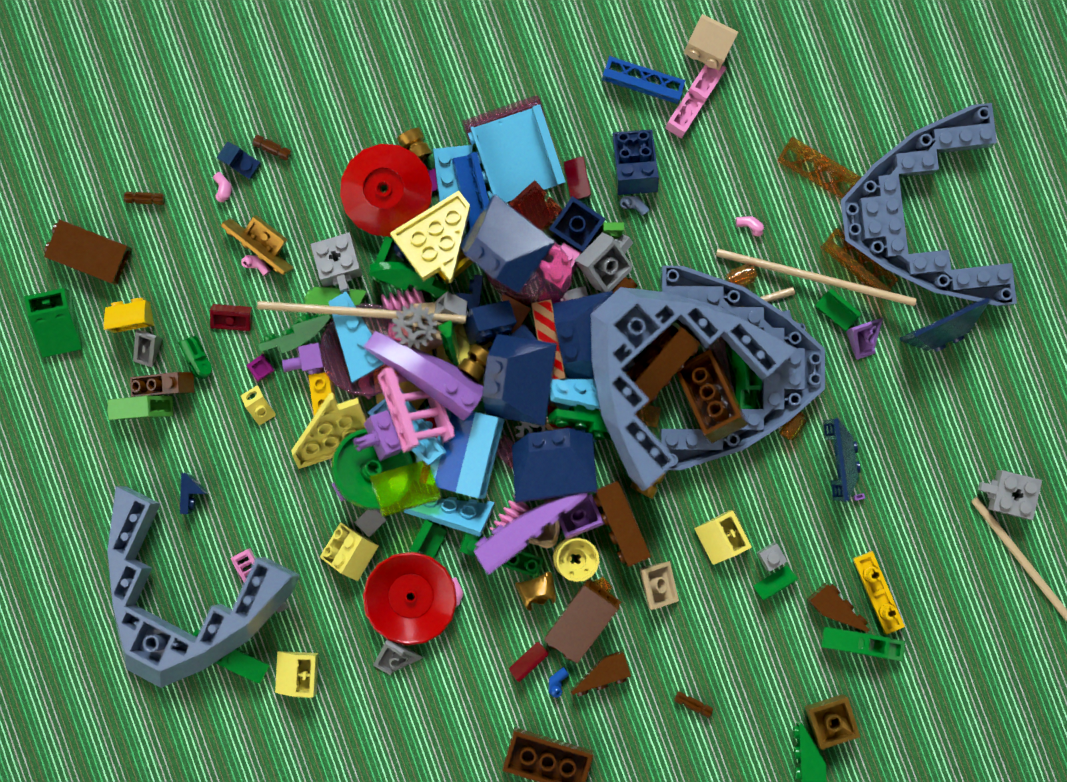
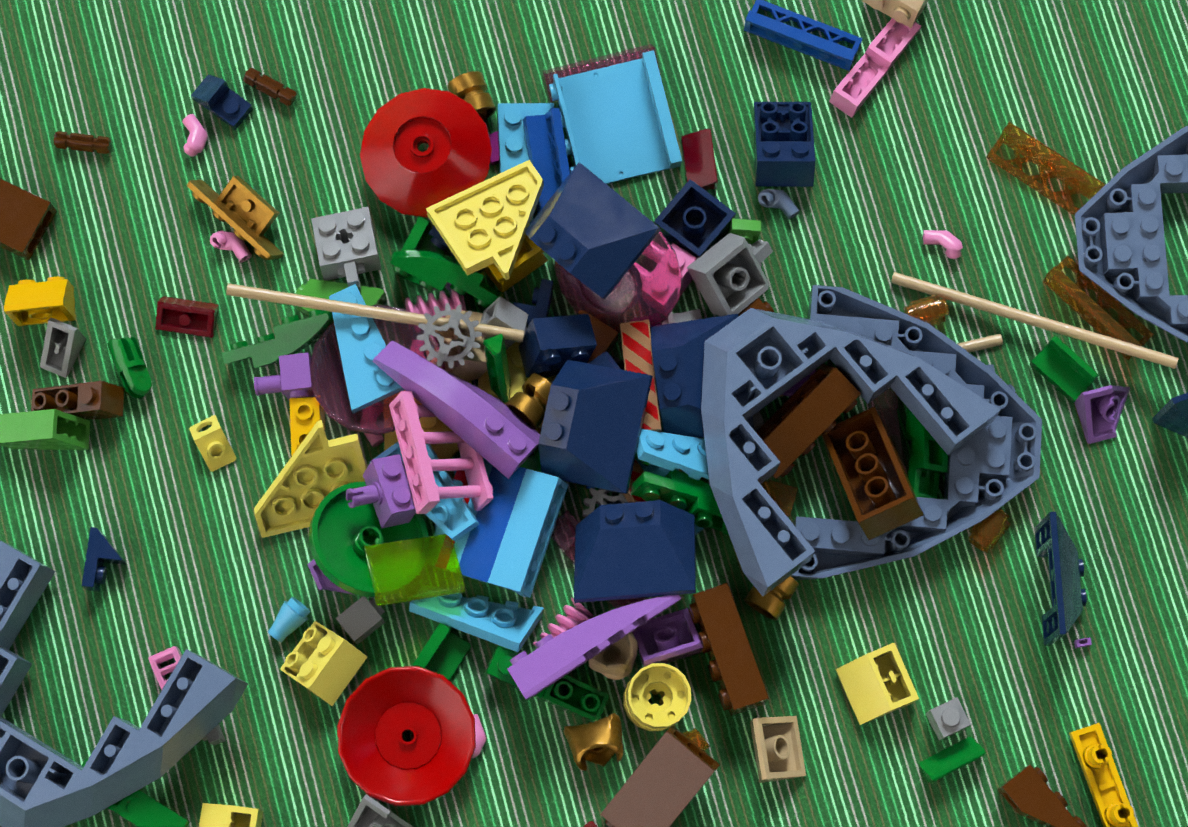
camera: 10 degrees right, 10 degrees down
(260, 367) = (221, 390): magenta tile -> none
(323, 522) = (288, 619): none -> medium azure cone
(534, 208) = (634, 183): clear red piece -> none

